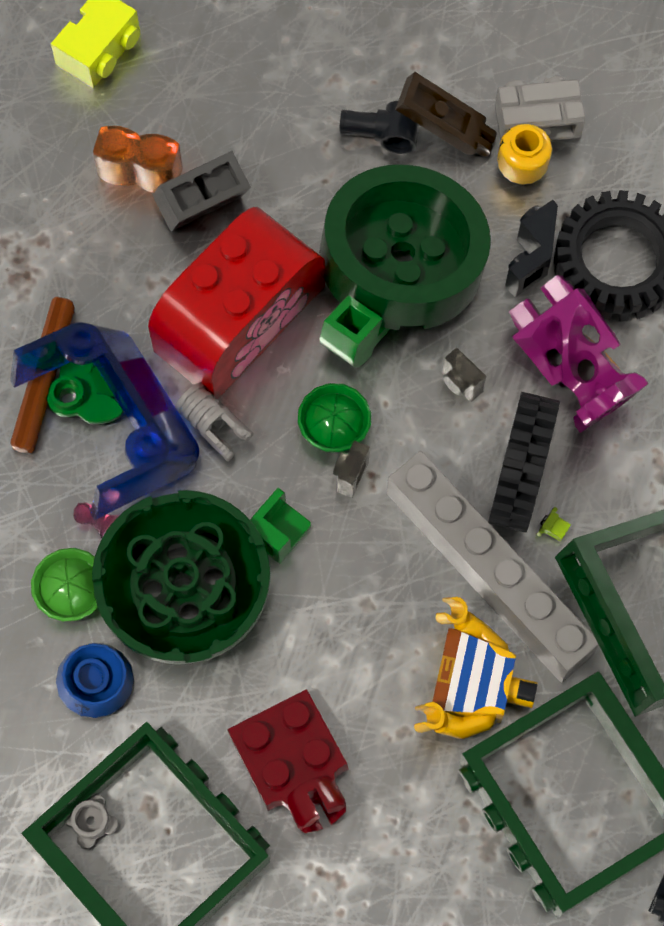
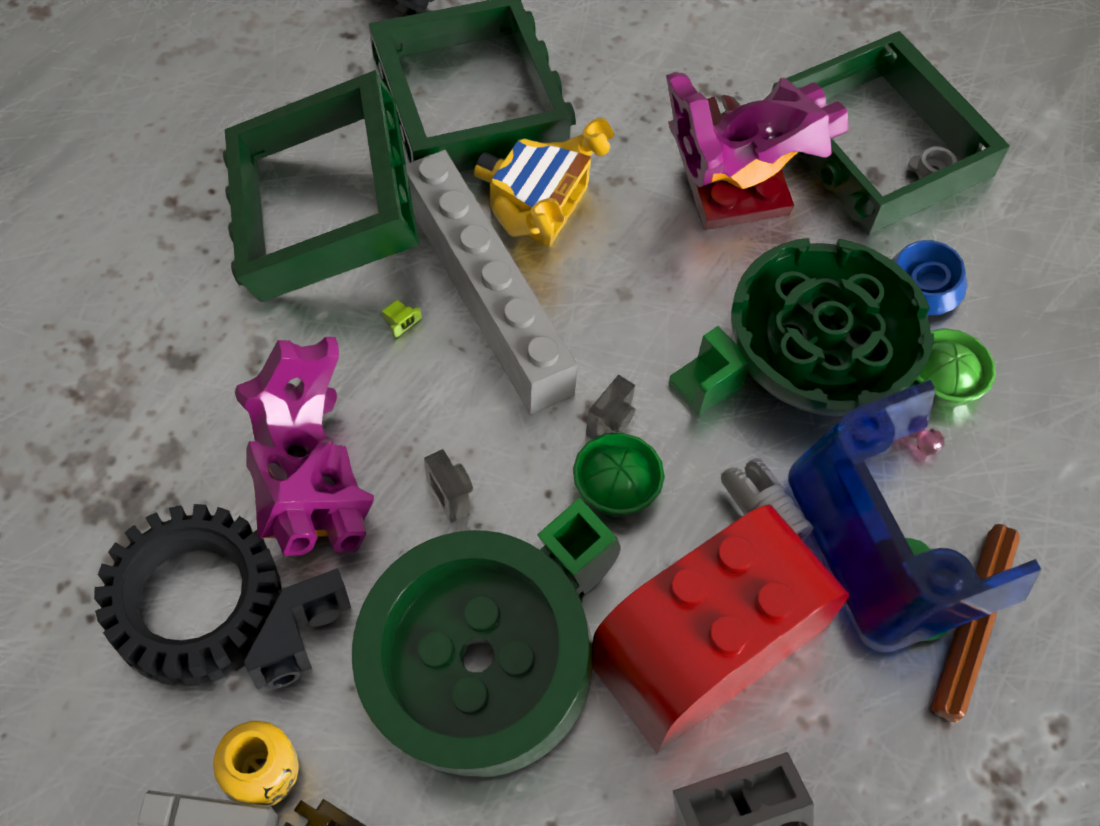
camera: 170 degrees left, 10 degrees down
(322, 720) = (756, 136): none -> magenta hips
(524, 462) = (416, 329): black tyre -> none

